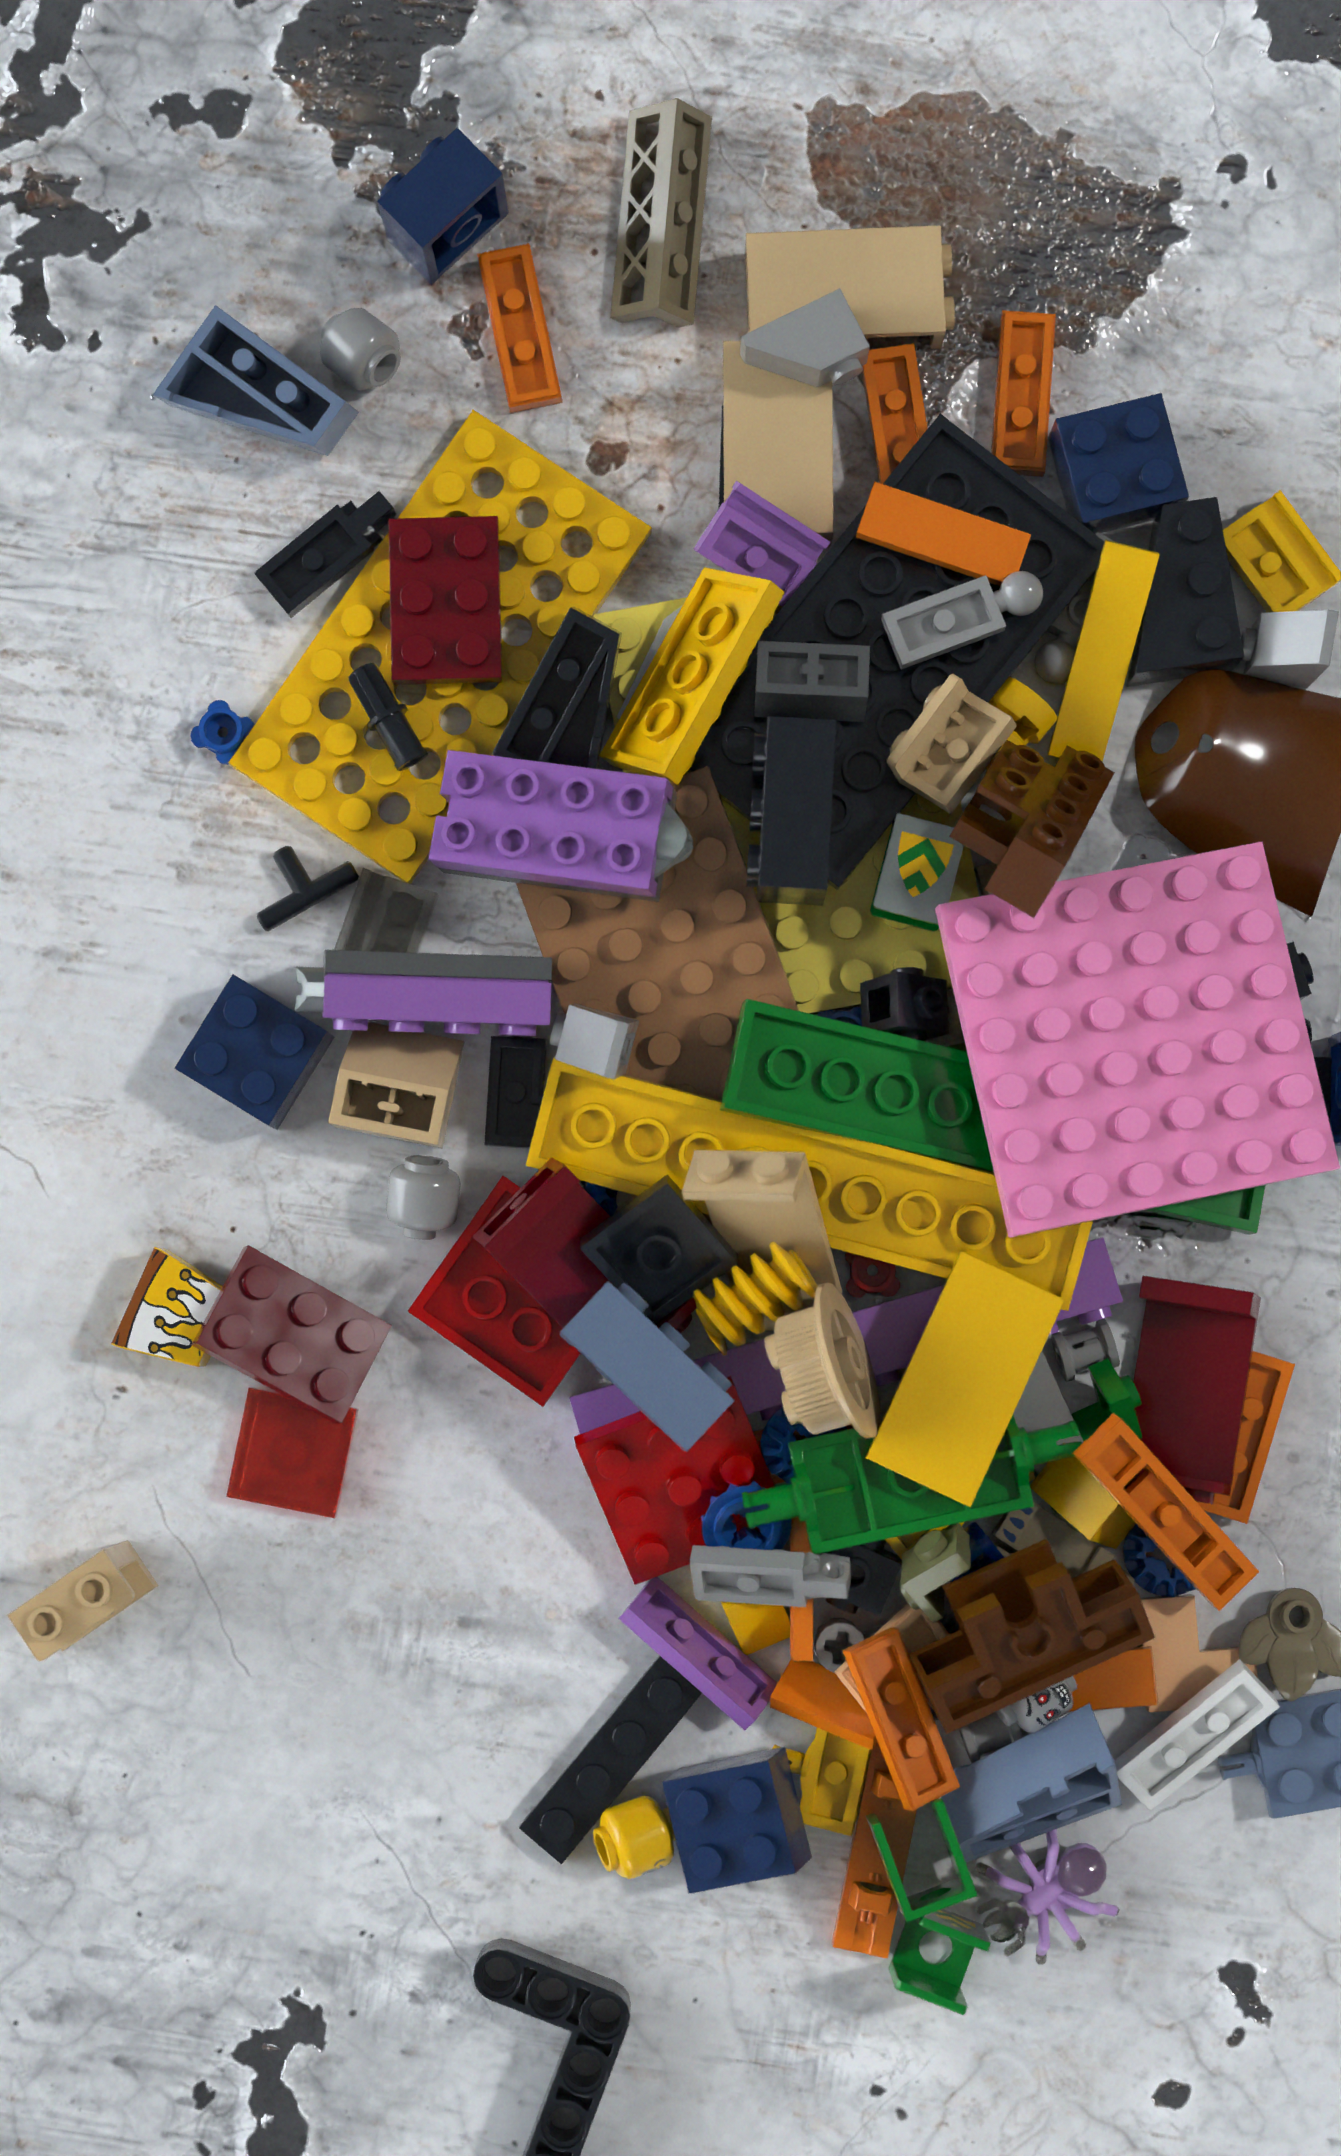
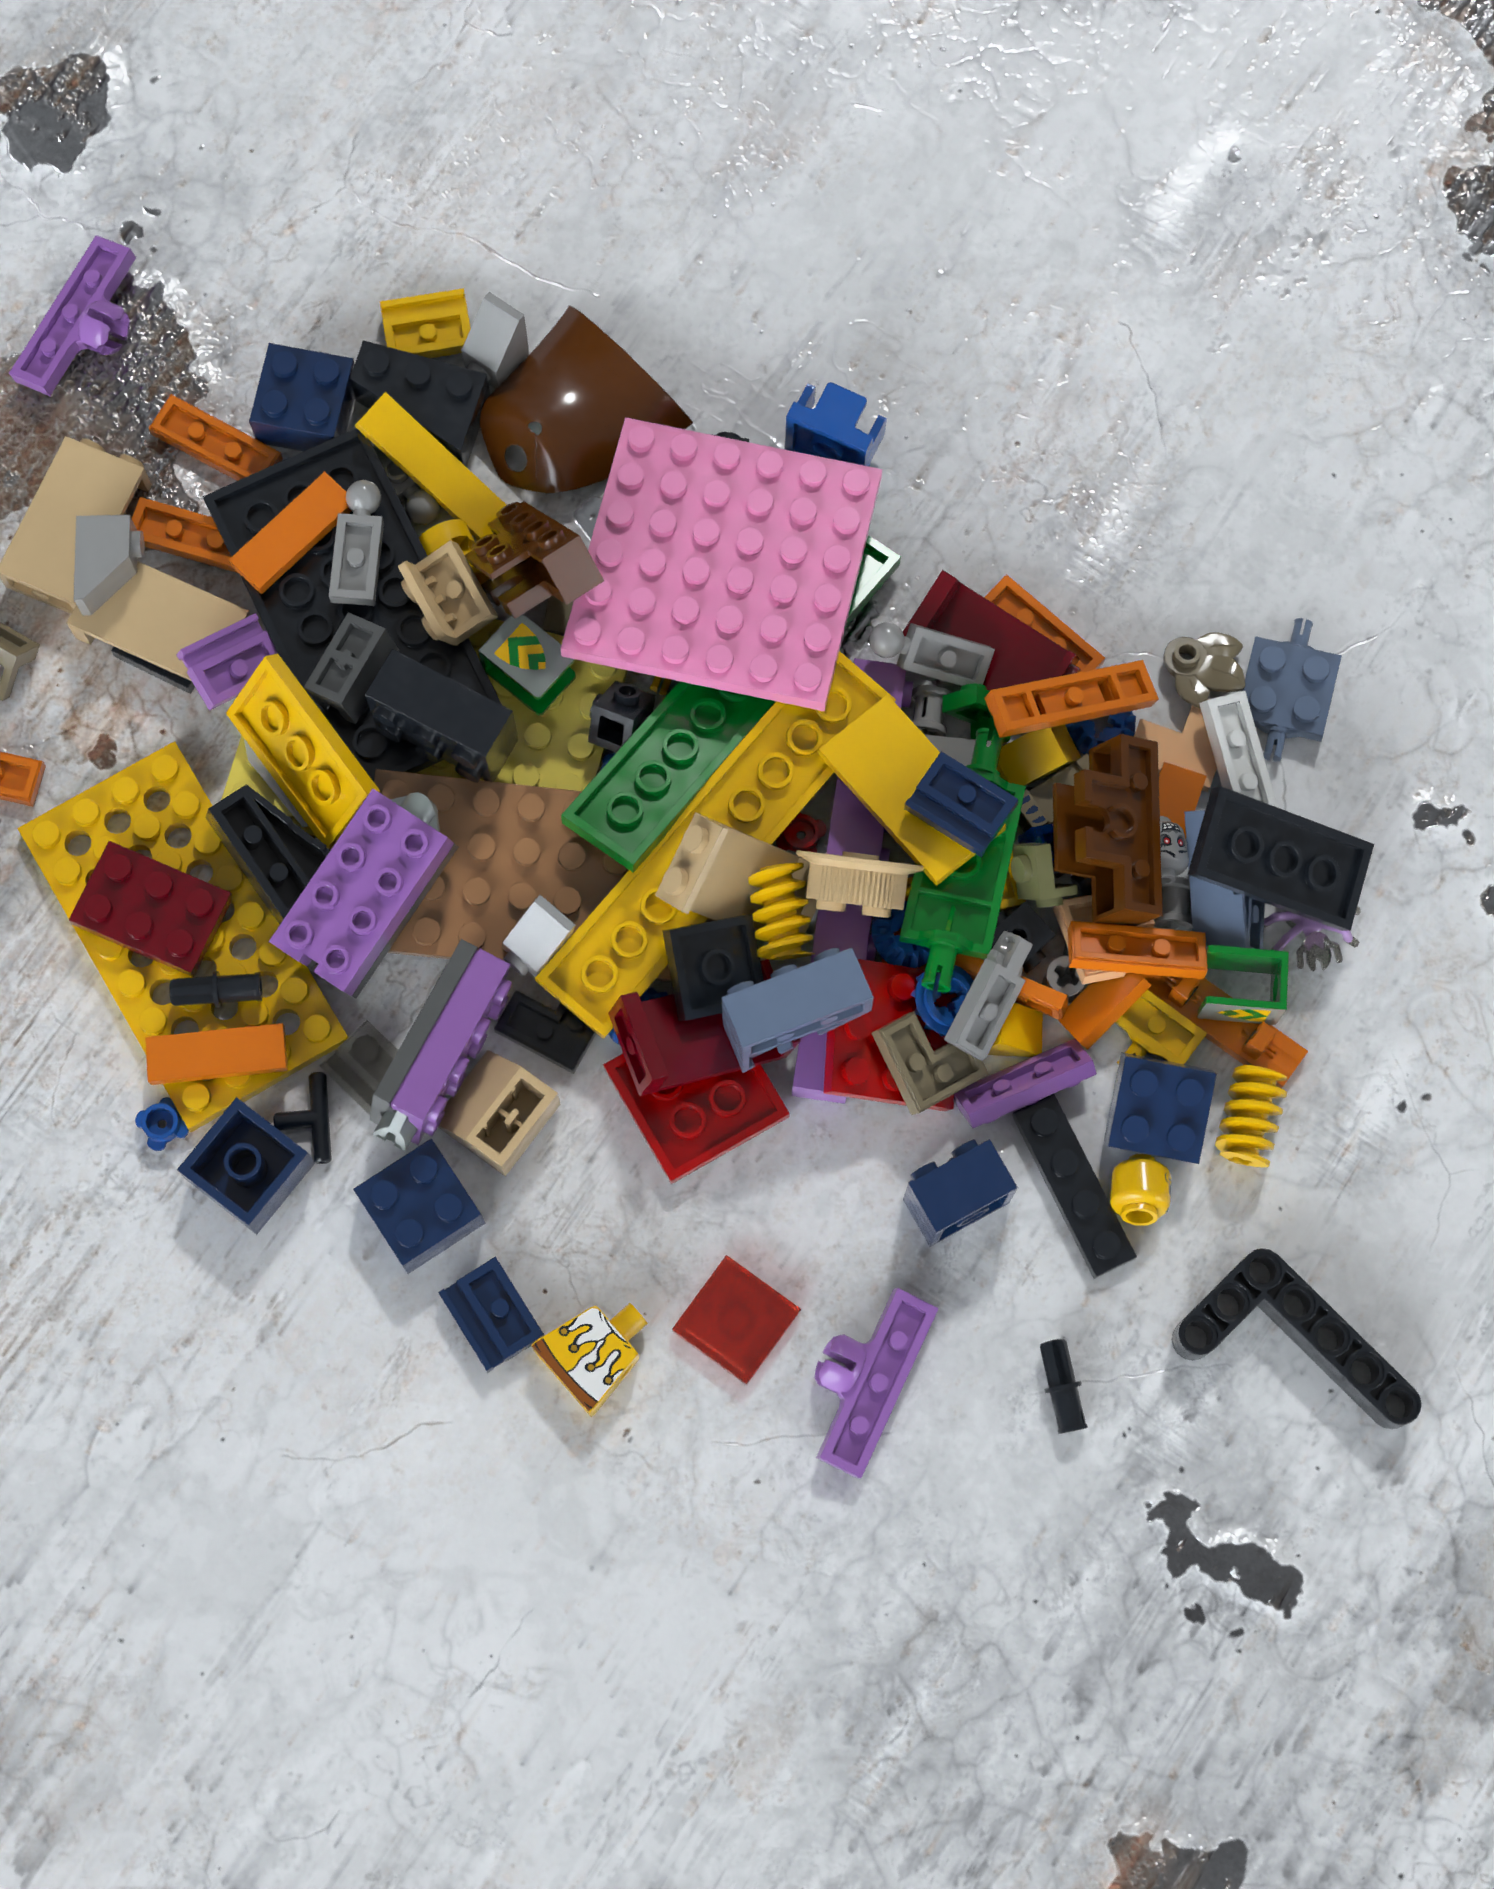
camera: 70 degrees left, 10 degrees down
(82, 1600) = (776, 1518): tan panel -> none
(176, 1186) = (491, 1314): none -> dark blue plate
(210, 846) = (246, 1165): none -> dark blue brick
(290, 1630) = (870, 1380): none -> medium lavender plate
(292, 1335) = (647, 1273): dark red plate -> none
(317, 752) = (216, 1054): none -> orange tile
(325, 552) = (66, 986): black hinge -> none
(378, 1845) = (1062, 1386): none -> black axle
(423, 1196) = (590, 1131): light grey head -> none
(536, 1636) = (959, 1191): none -> dark blue brick
(650, 1530) = (918, 1071): none -> dark tan tile
(776, 1927) = (1249, 1115): none -> yellow piece
(939, 1981) = (1338, 1015): green piece -> none
(966, 1446) = (961, 804): none -> dark blue plate
(1080, 1842) = (1280, 858): none -> black plate
(1096, 164) = (78, 318): none -> medium lavender plate
(1149, 1327) = (933, 653): none -> light grey plate

